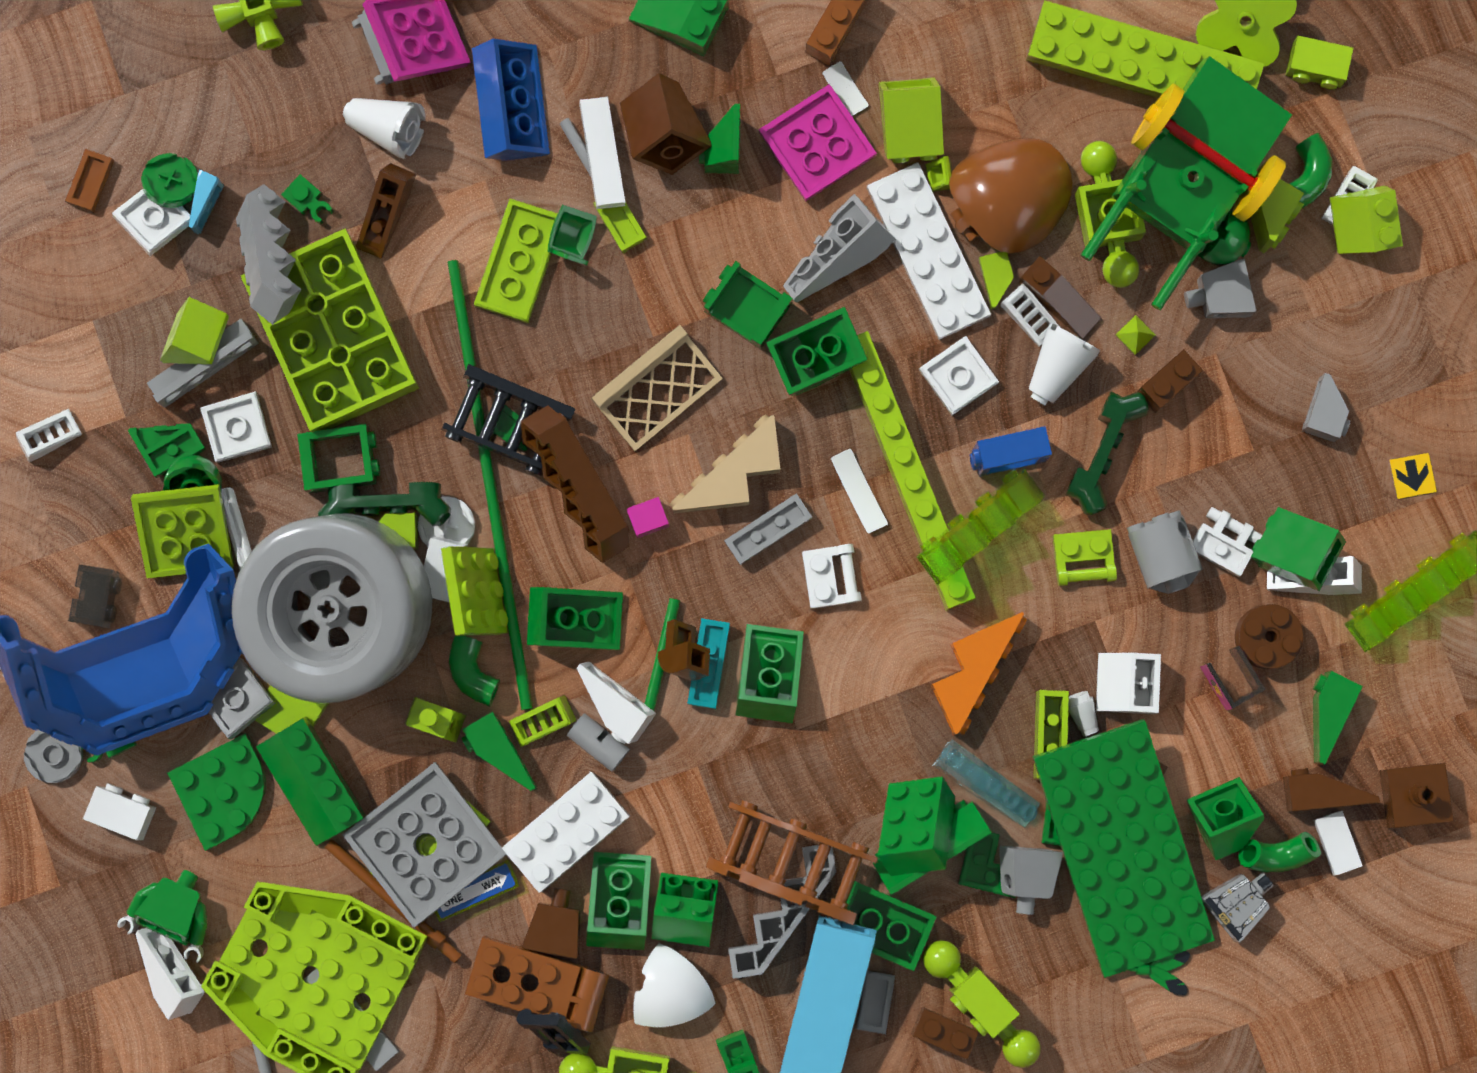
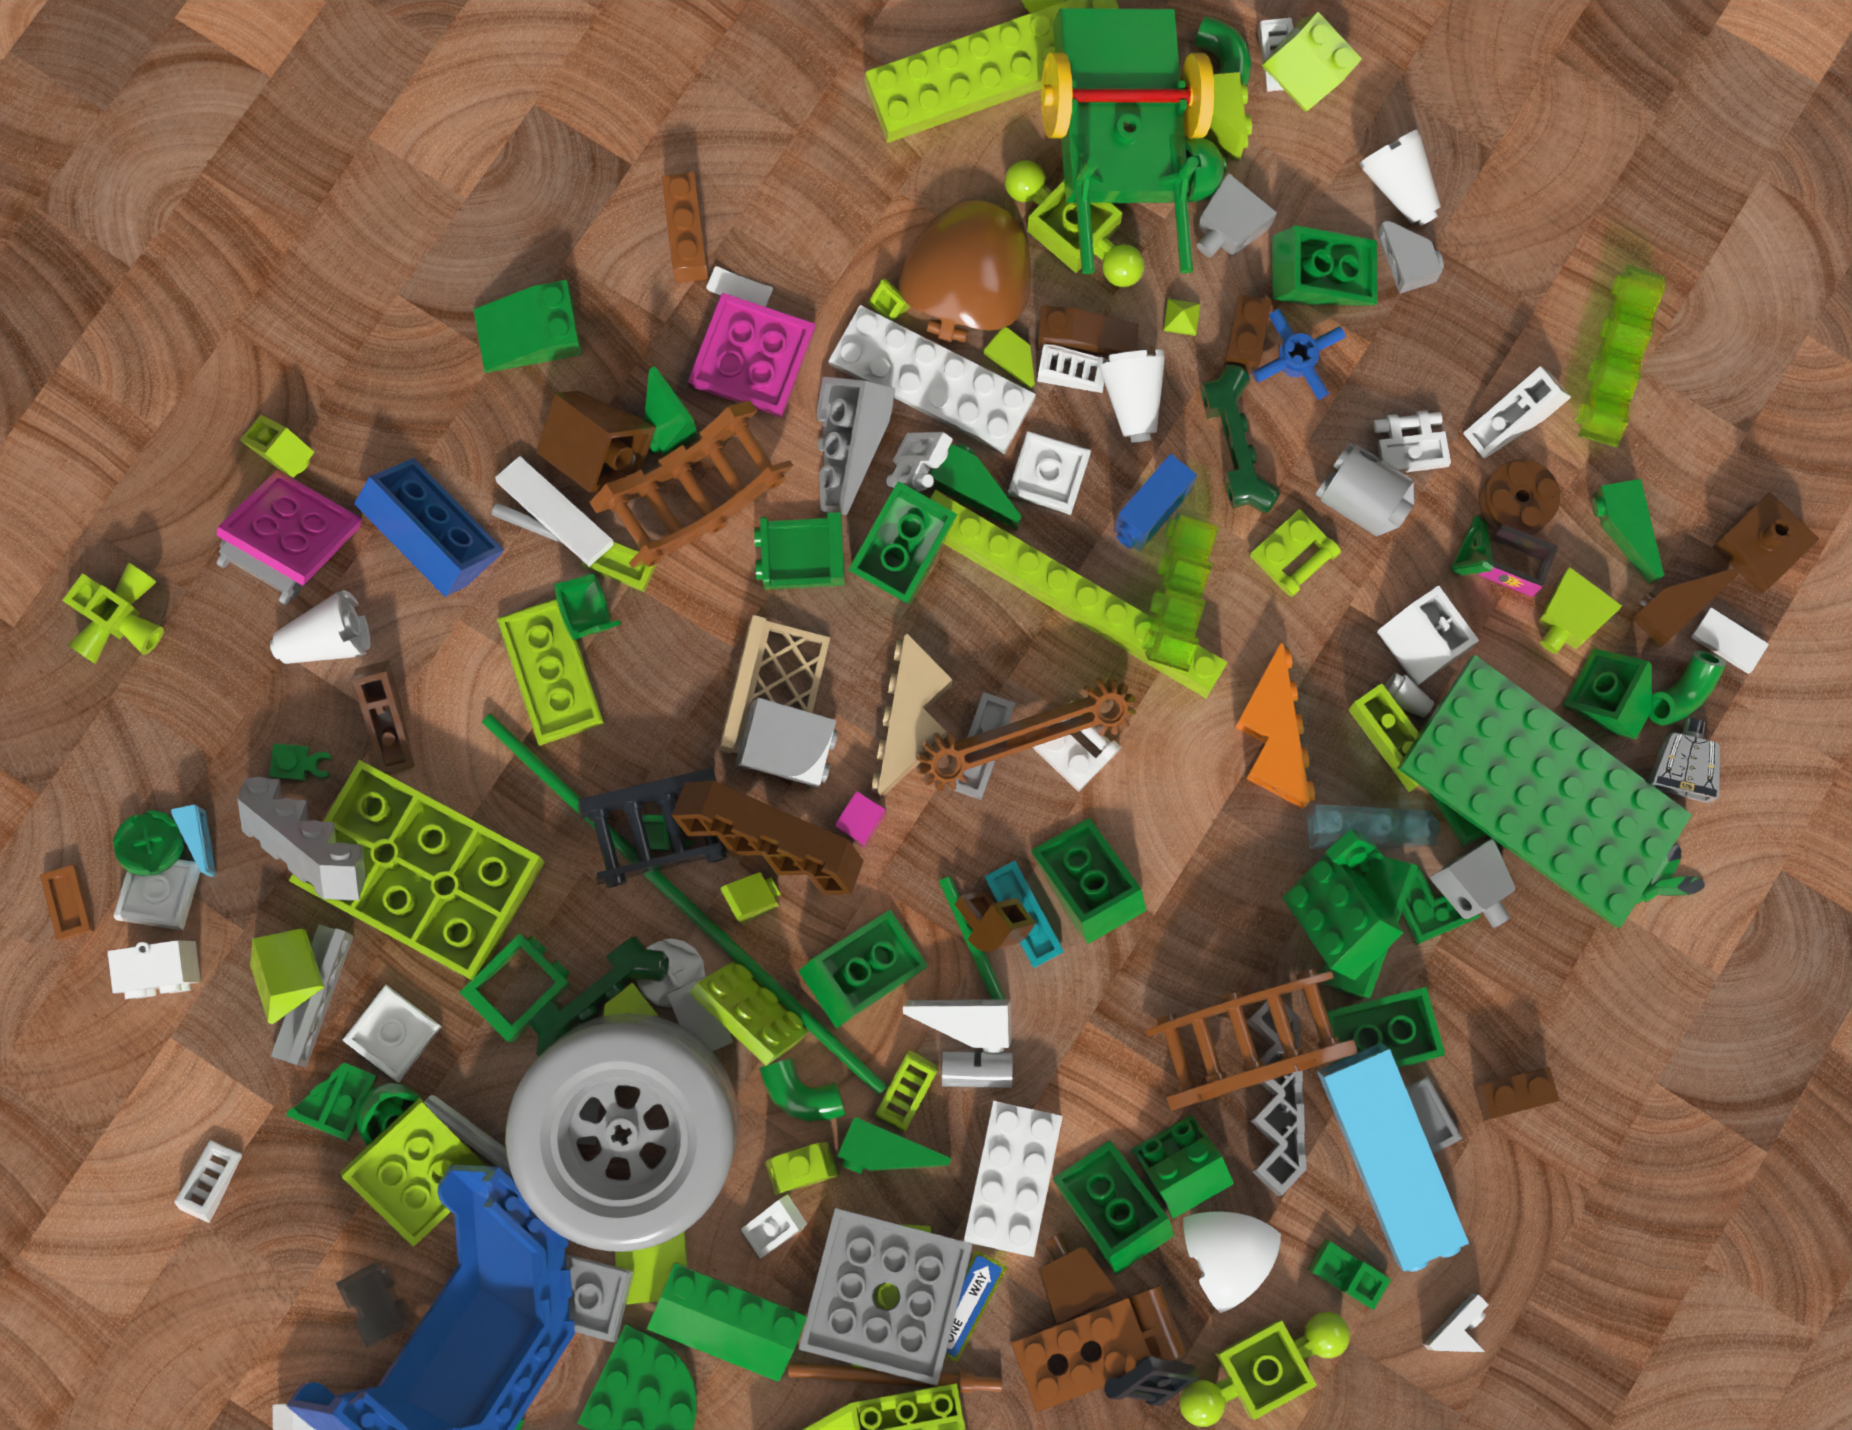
camera: 40 degrees left, 5 degrees down
(108, 265) = (155, 966): none -> white brick
(387, 743) = (774, 1226): none -> white slope
(535, 515) = (751, 897): none -> lime slope
(637, 429) = (787, 743): none -> light grey panel
(708, 182) = (678, 465): none -> dark orange fence
(801, 543) = (1026, 733): none -> dark orange arm
(858, 491) = (1039, 648): white sticker -> none
(873, 298) = (916, 457): none -> white plate
(897, 337) = (970, 482): none -> green slope
(911, 119) = (824, 269): lime slope -> none
(957, 789) = (1354, 850): none -> green plate
(984, 1002) = (1531, 1035): lime brick -> none
(1184, 427) = (1297, 367): none -> blue bar
(1206, 650) = (1475, 550): none -> green tile
(1244, 743) = (1574, 612): none -> lime torso
(1260, 374) = (1324, 268): none -> green slope
(1298, 548) = (1484, 397): green brick -> none
(1367, 353) = (1405, 177): none -> white cone
(1413, 475) = (1530, 260): yellow sticker -> none

